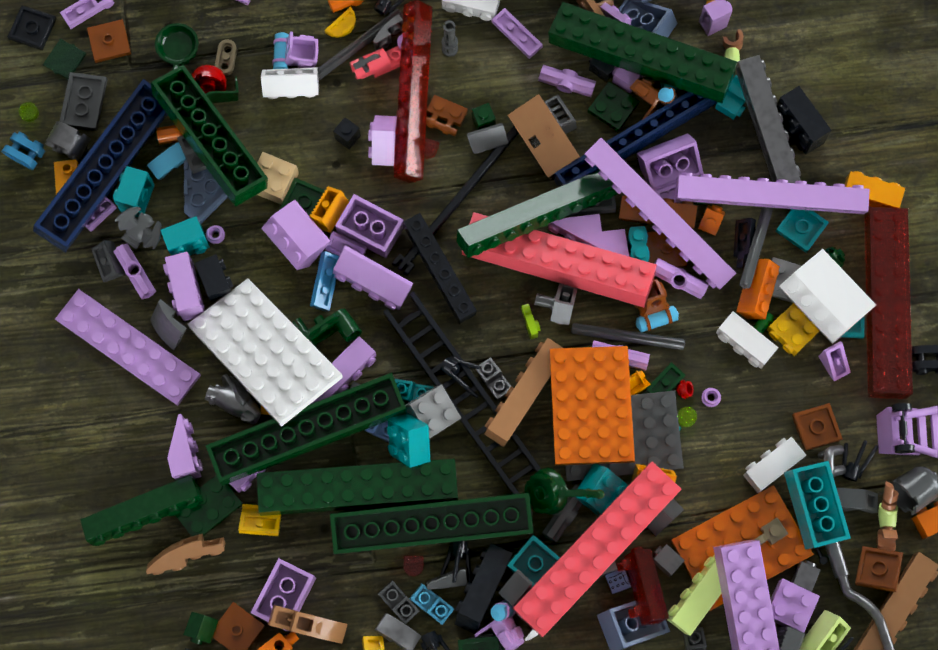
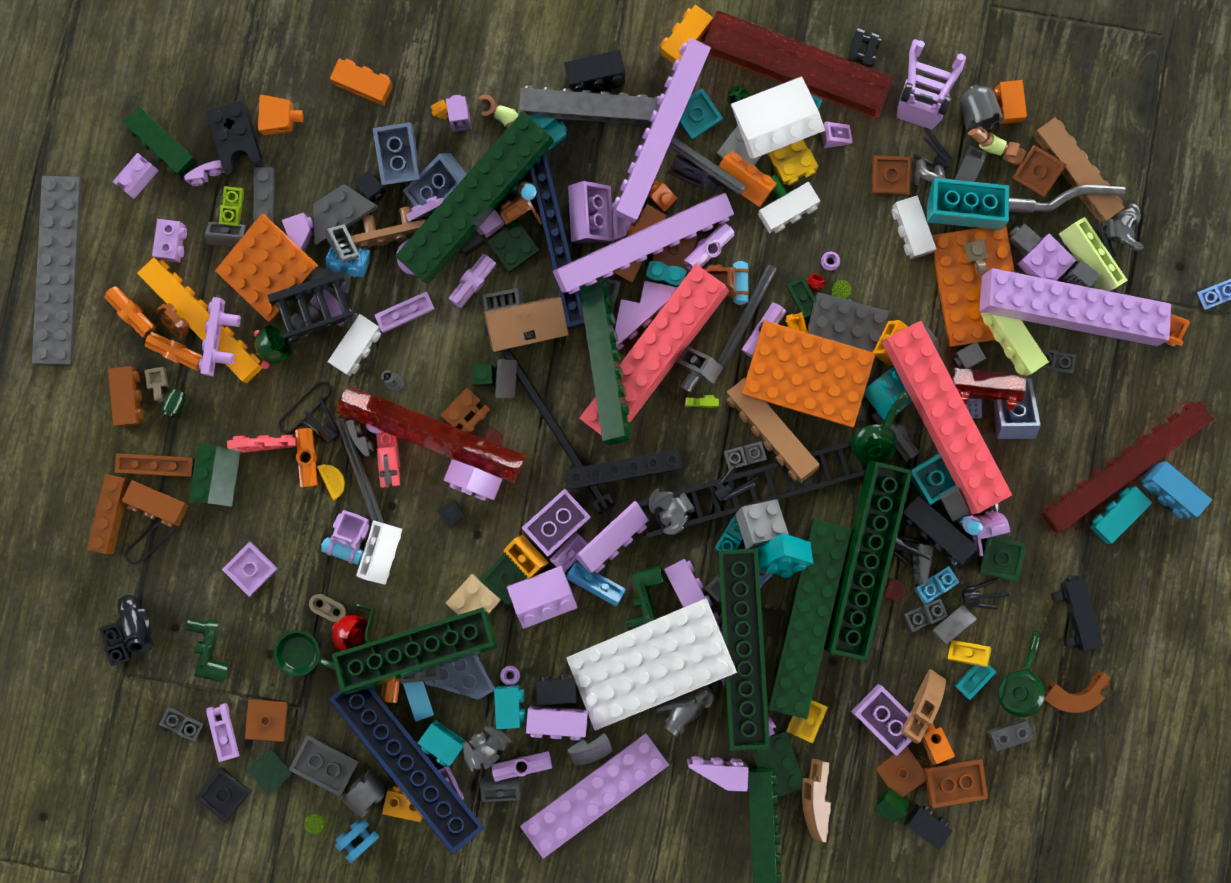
camera: 70 degrees left, 10 degrees up
(418, 326) = (673, 510): none -> dark grey animal

